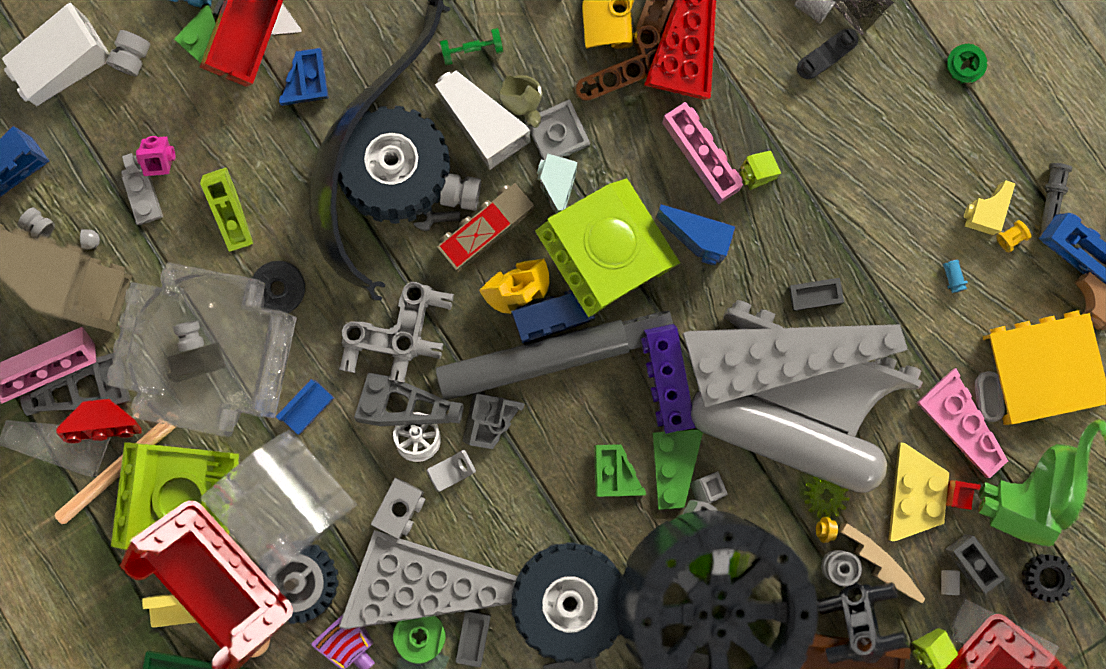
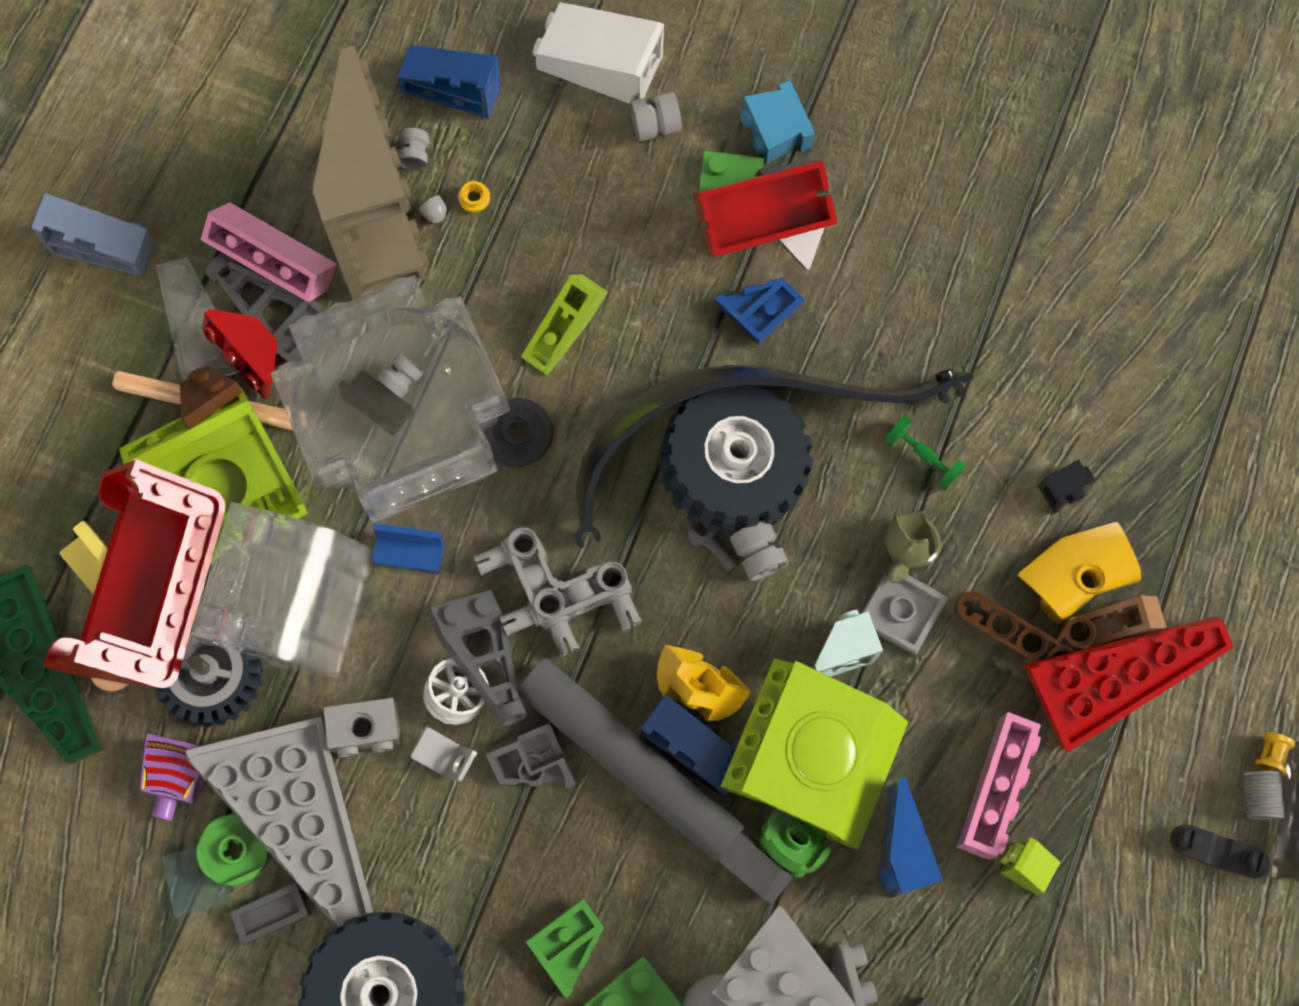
camera: 50 degrees right, 10 degrees down
(92, 204) = (474, 188): none -> yellow plate
(113, 468) = (204, 394): none -> reddish brown wing
(140, 192) = (521, 226): light grey hinge -> none
(155, 156) = (568, 214): dark pink brick -> none
(484, 122) = (853, 524): white slope -> none
(486, 227) = (740, 604): dark tan brick -> none
(661, 301) = (795, 857): none -> bright green plate
(669, 378) = (717, 929): dark purple brick -> none

